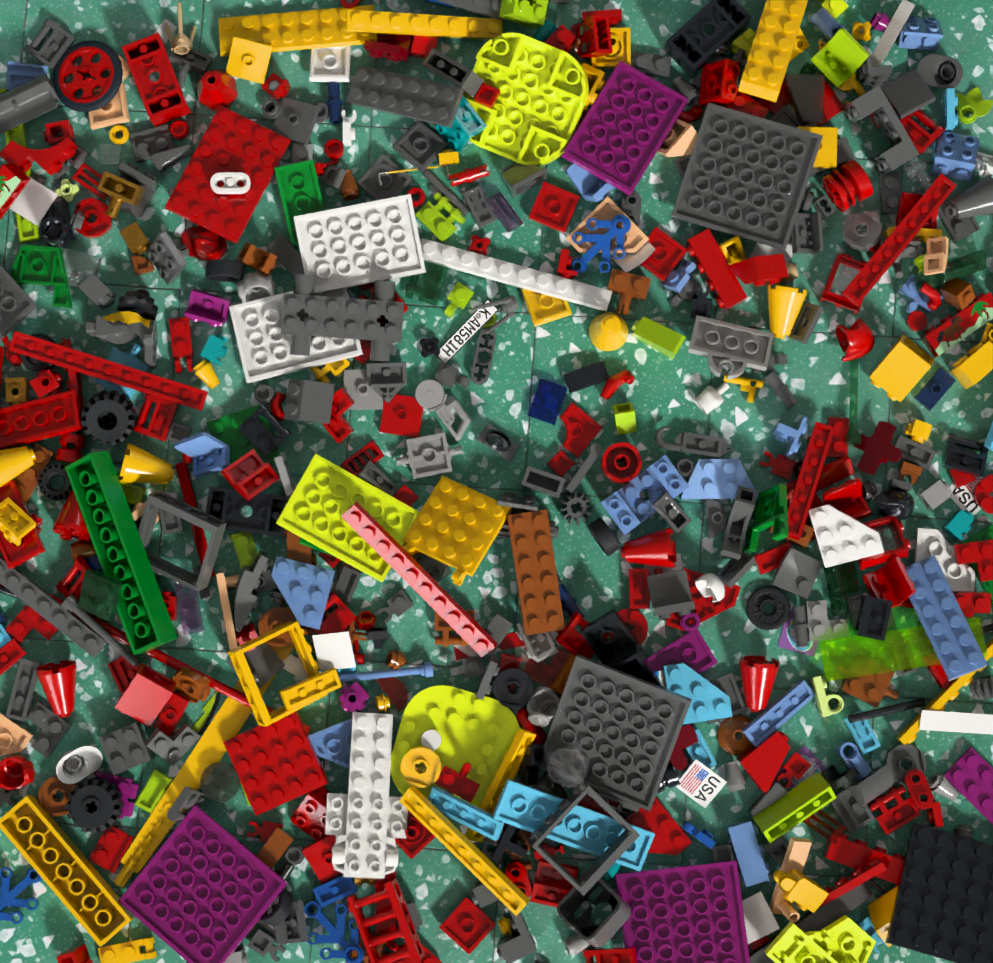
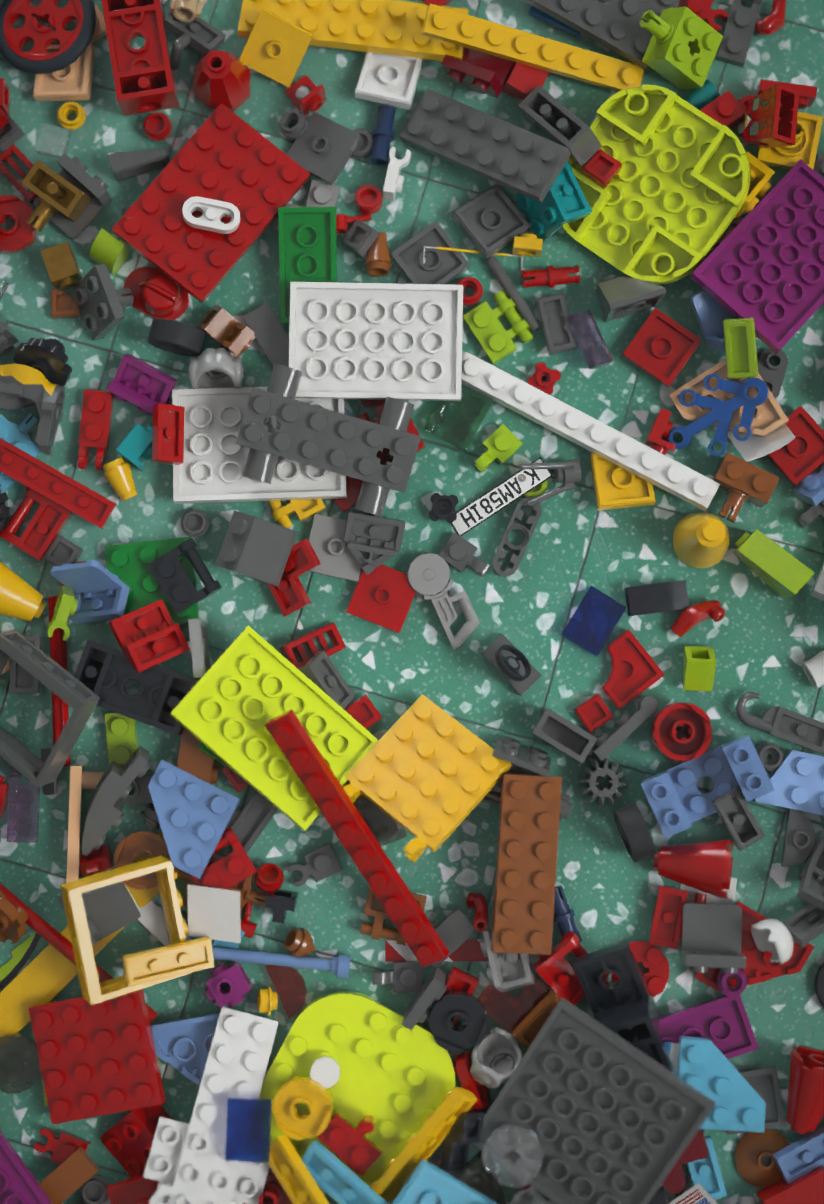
camera: 15 degrees right, 0 degrees up
(151, 142) = (114, 135): dark grey plate -> none
(165, 221) = (108, 251): none -> lime brick
(189, 467) = (65, 606): none -> lime plate
(233, 337) = (168, 434): none -> red plate
(275, 406) = (207, 545): red arm -> none
(388, 787) = (248, 1129): none -> clear blue plate
(429, 455) = (409, 661): light grey plate -> none
(513, 612) = (481, 913): none -> red arm
(605, 197) = (740, 348): none -> lime tile

